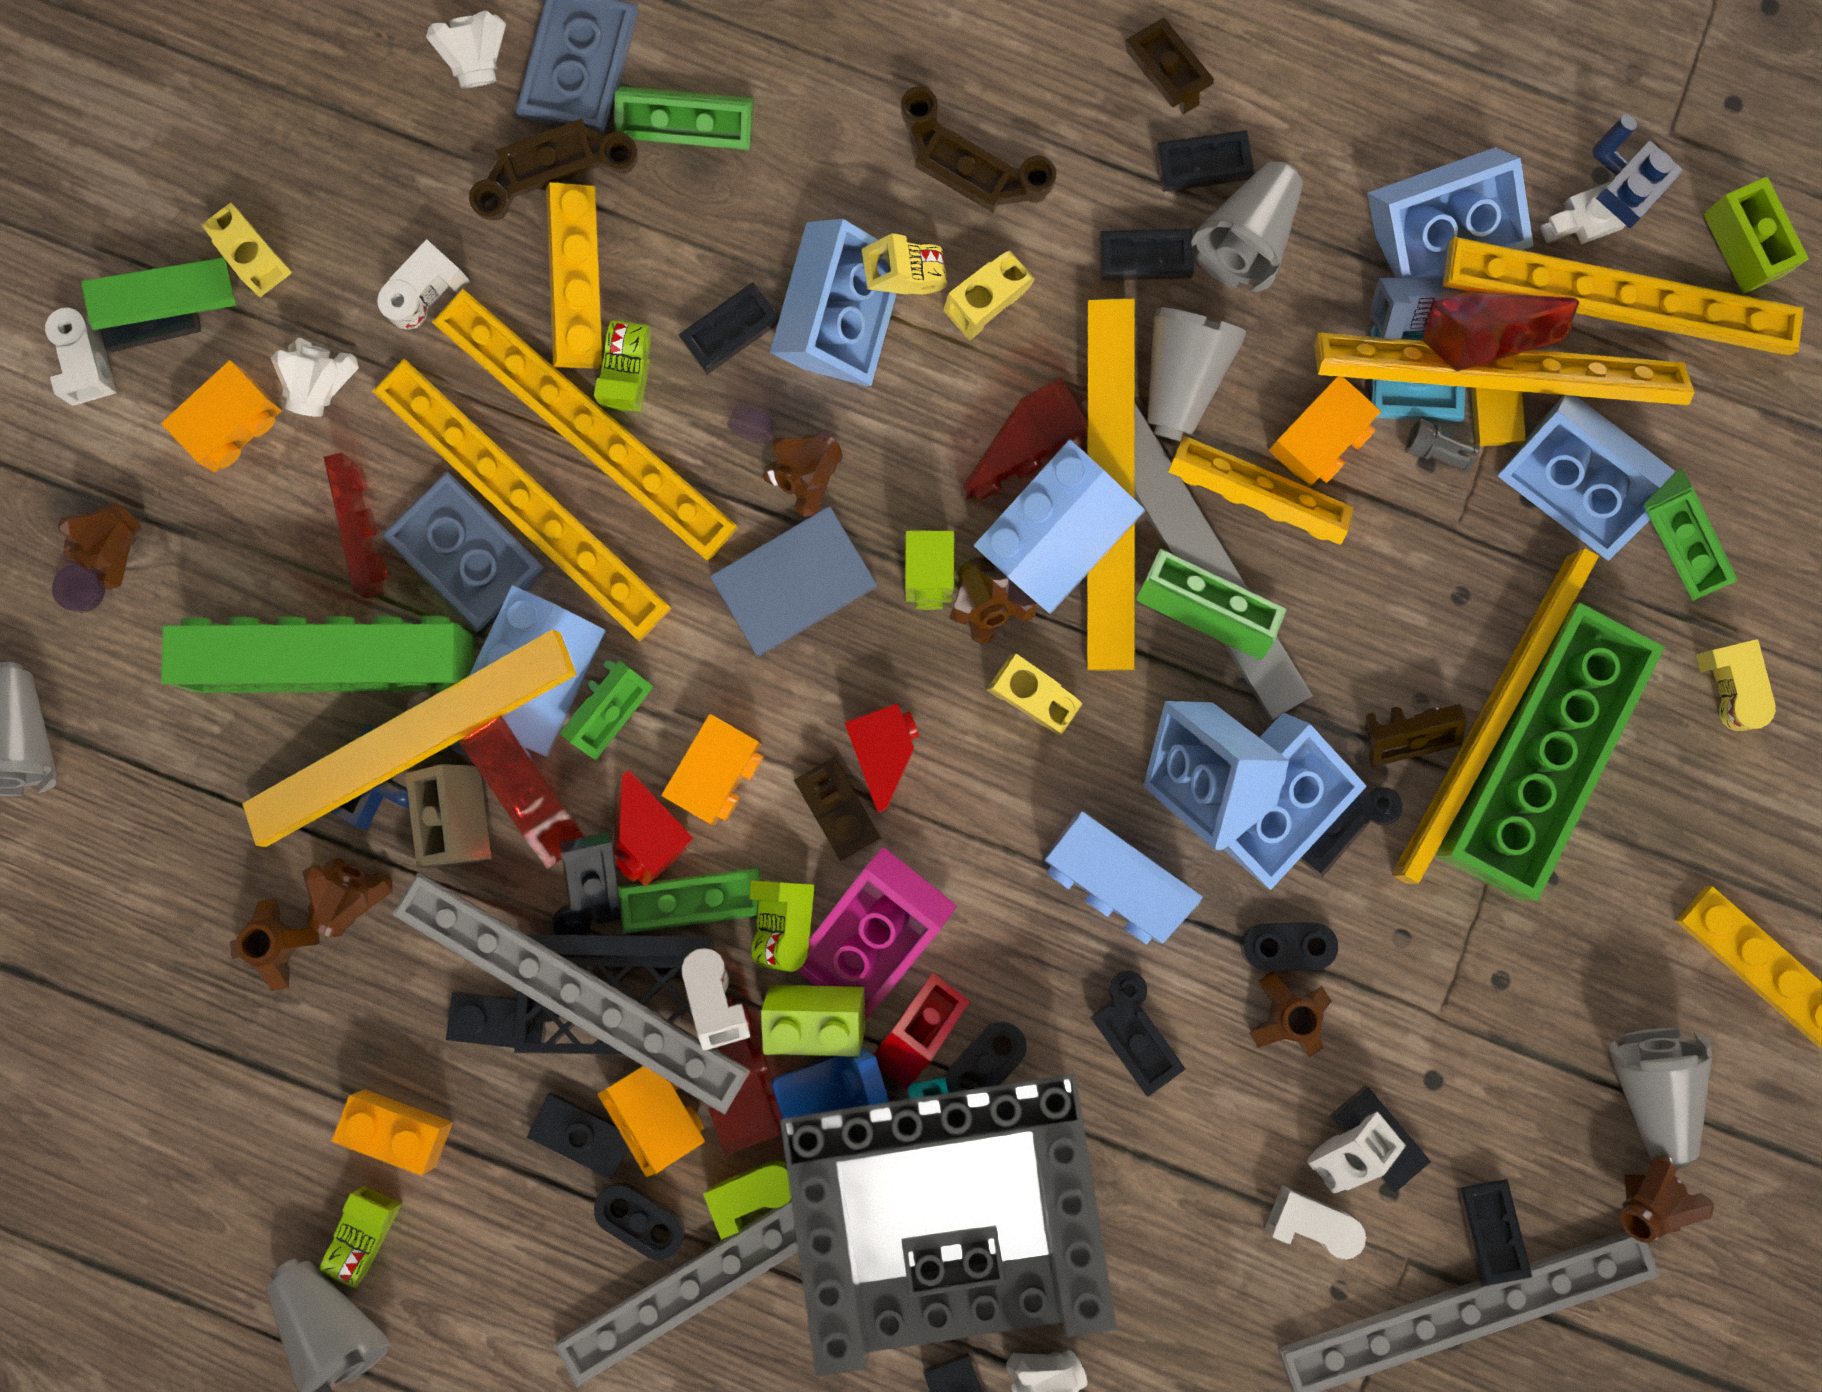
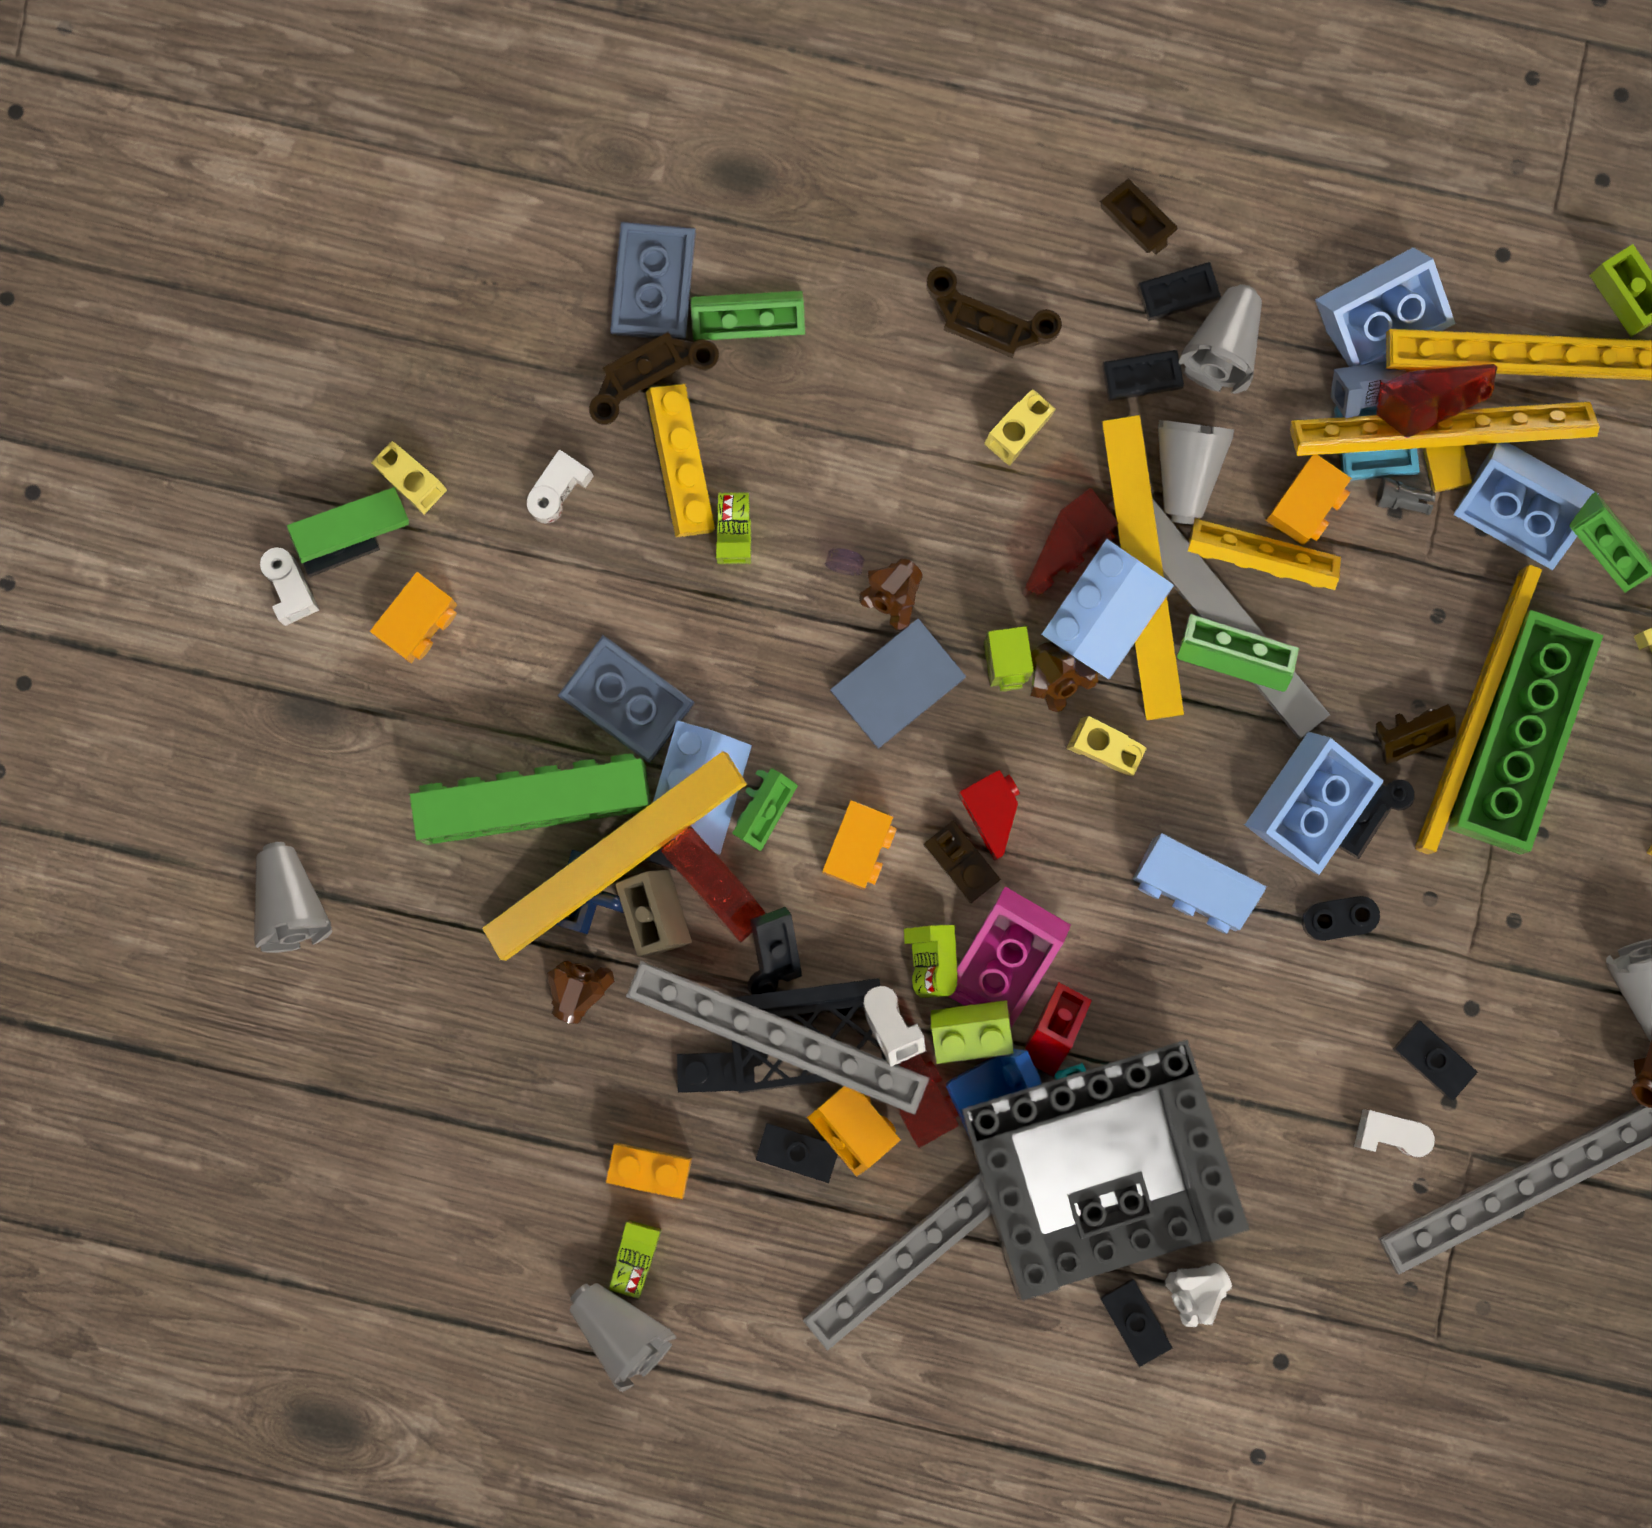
camera: 10 degrees left, 0 degrees up
(77, 589) = (317, 774): clear purple tile -> none
(101, 541) = (333, 734): reddish brown rock -> none
(270, 943) = (525, 1036): reddish brown rock -> none
(311, 376) = (481, 573): white rock -> none
(355, 525) = (538, 689): clear red plate -> none
(469, 46) = (567, 285): white rock -> none
(522, 500) = (666, 649): yellow tile -> none
(585, 425) = (707, 580): yellow tile -> none
(637, 1225) = (855, 1213): black plate -> none
(645, 832) = (812, 901): red slope -> none
(688, 900) = (854, 953): bright green tile -> none
(729, 328) = (814, 485): black plate -> none
(747, 1192) = (950, 1169): lime leg -> none
(828, 313) = (899, 451): light blue slope -> none
(912, 266) = (954, 413): light yellow leg -> none
(985, 1061) = (1110, 1044): black plate -> none
(1134, 1034) = (1227, 1007): black hinge -> none
(1213, 771) = (1259, 786): light blue slope -> none
(1292, 1016) = (1351, 973): reddish brown rock -> none
(1357, 1154) = (1417, 1073): white leg -> none
(1494, 1232) = (1536, 1119): black plate -> none
(1584, 217) = (1498, 290): white plate -> none
(1636, 181) = (1531, 258): dark blue plate -> none

